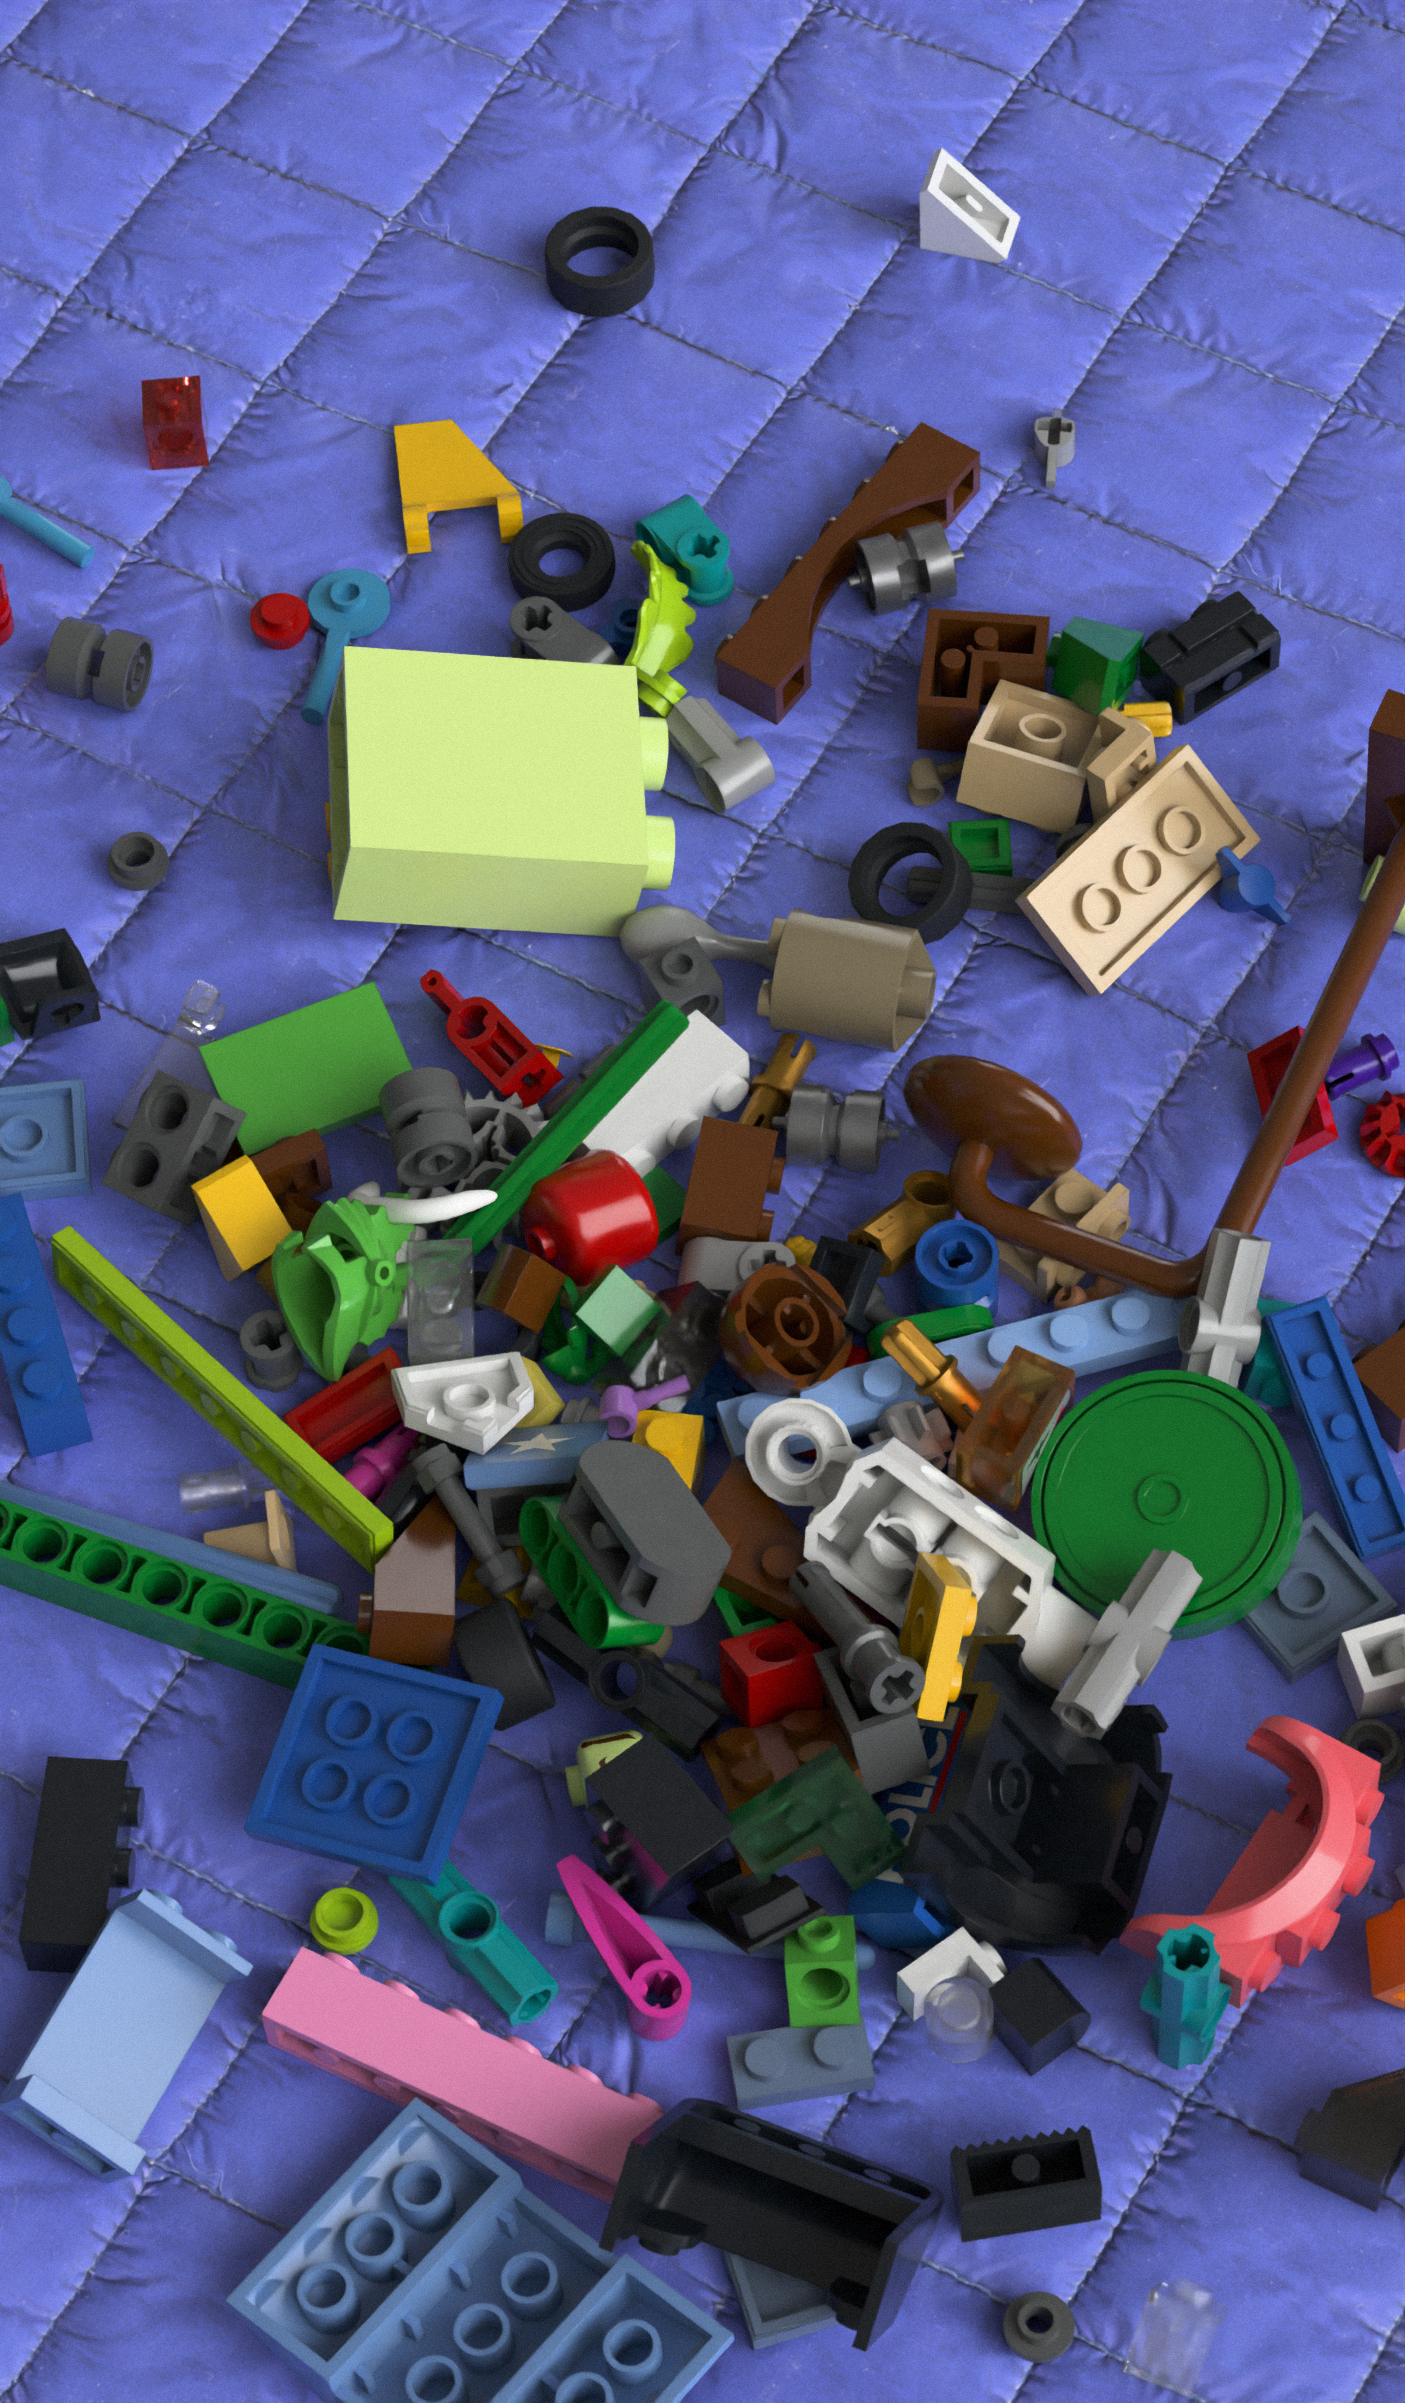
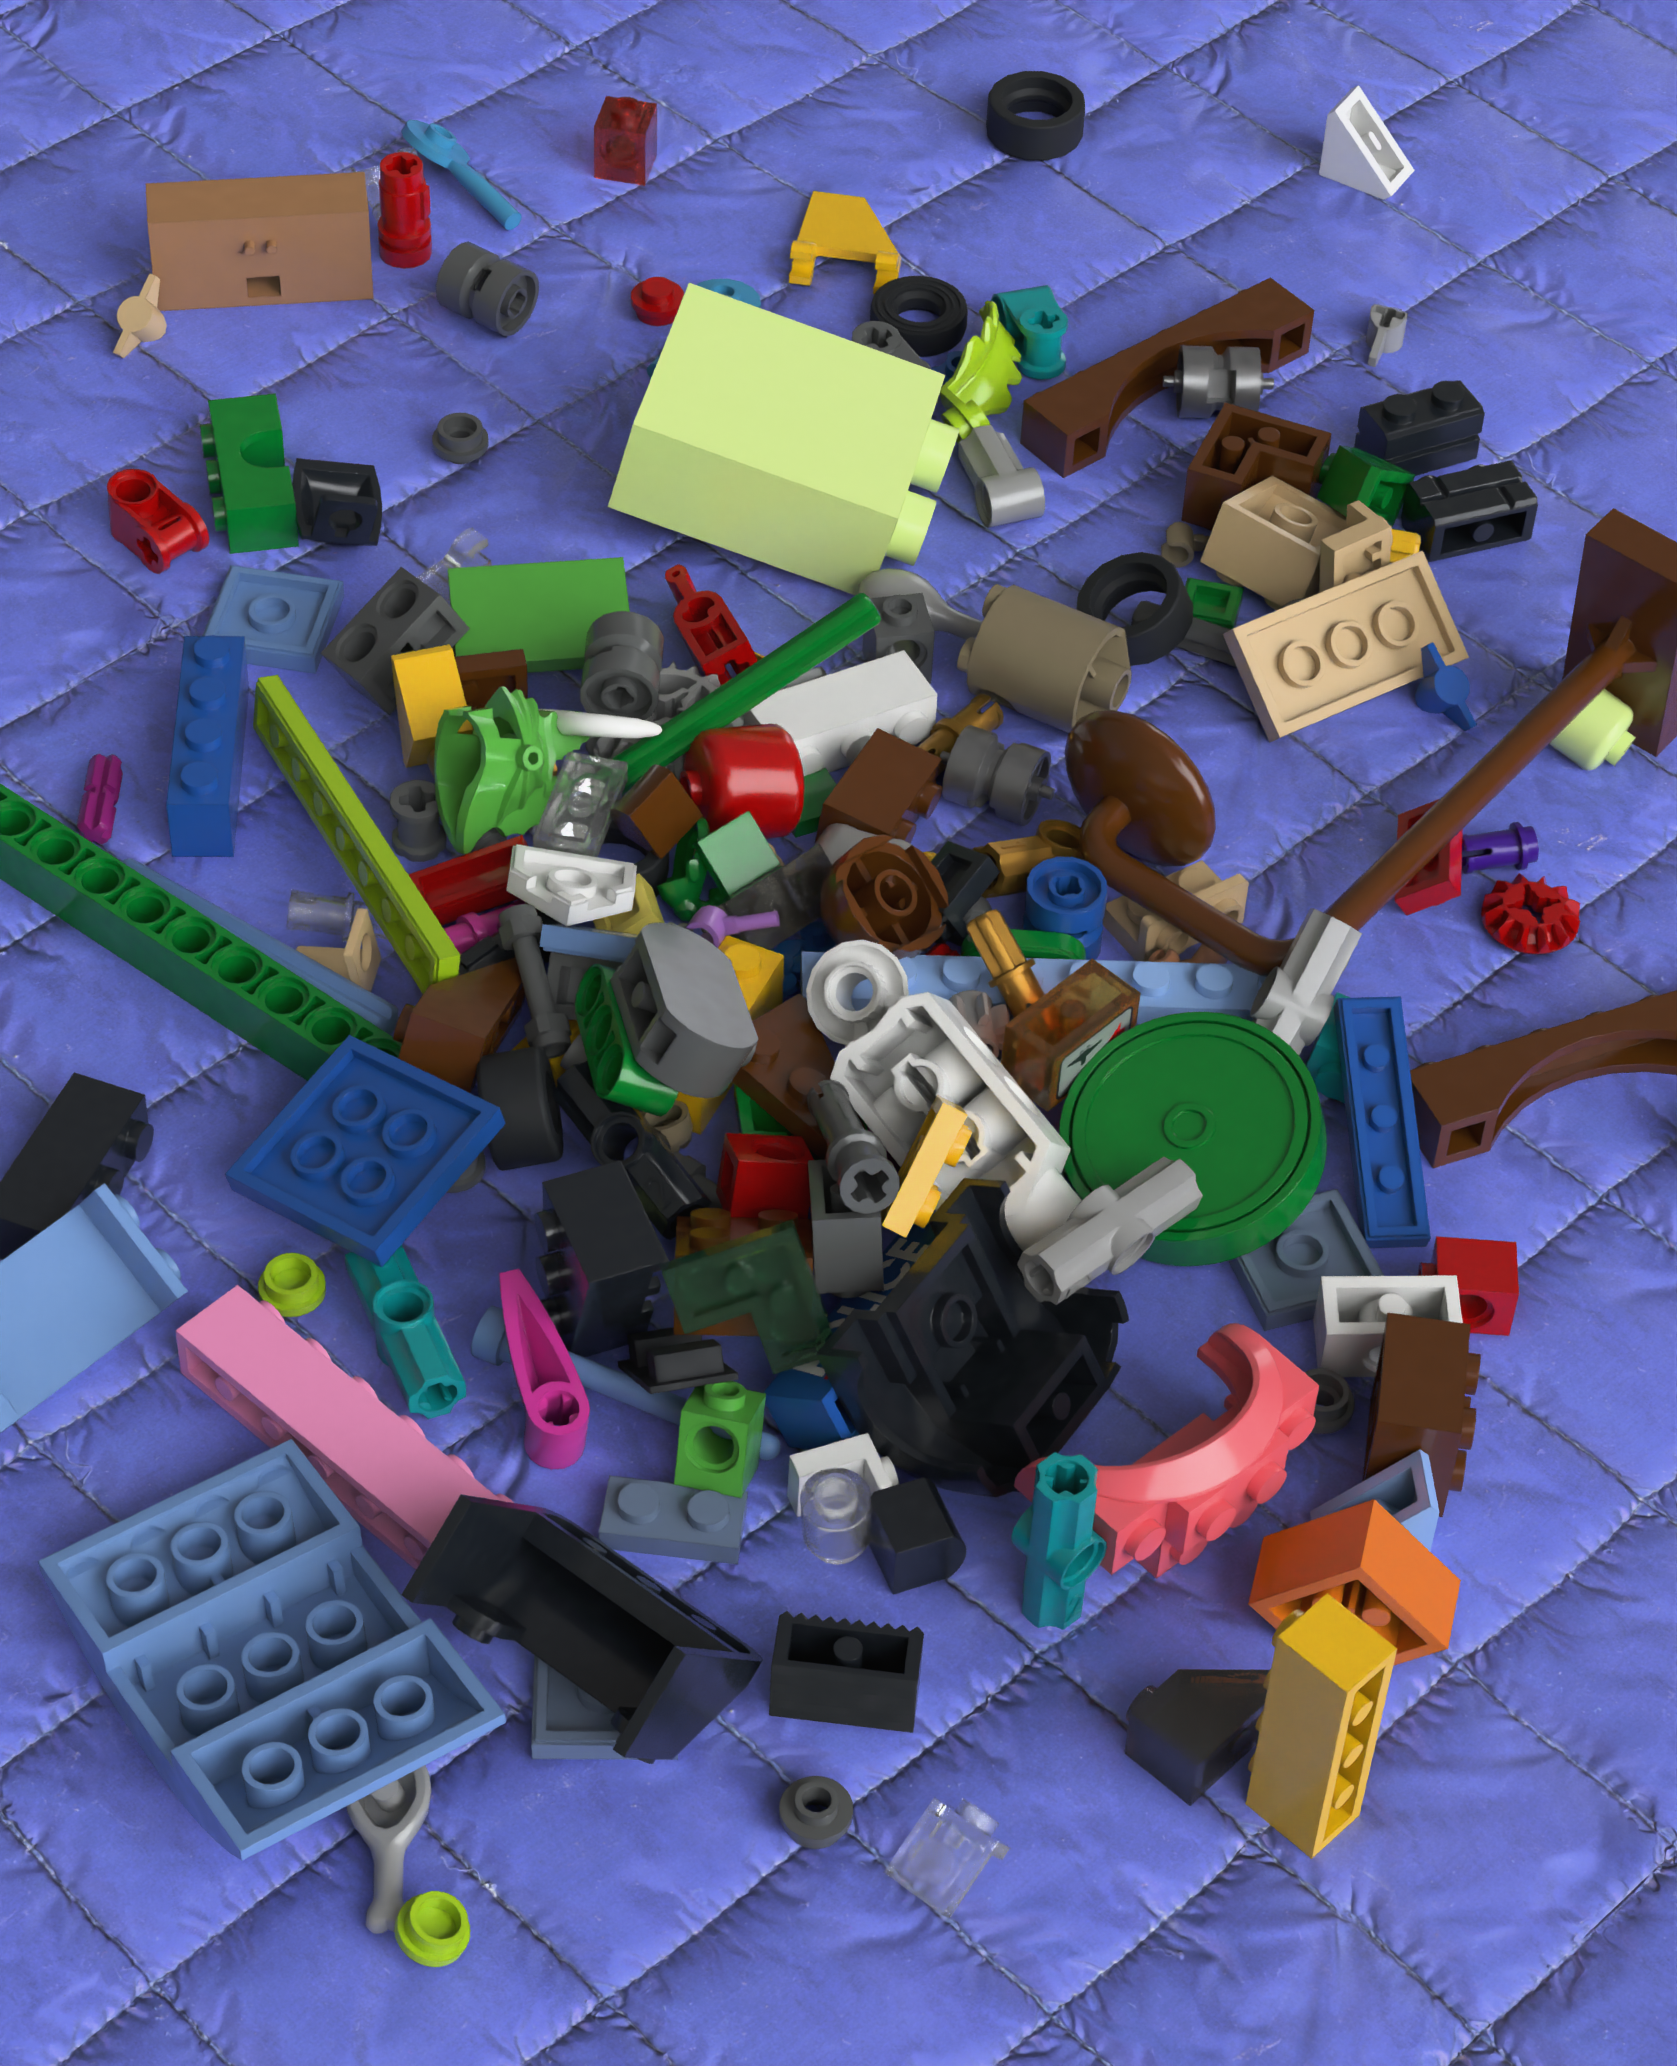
camera: 10 degrees right, 10 degrees down
(1132, 570) = (1423, 428): none -> black brick

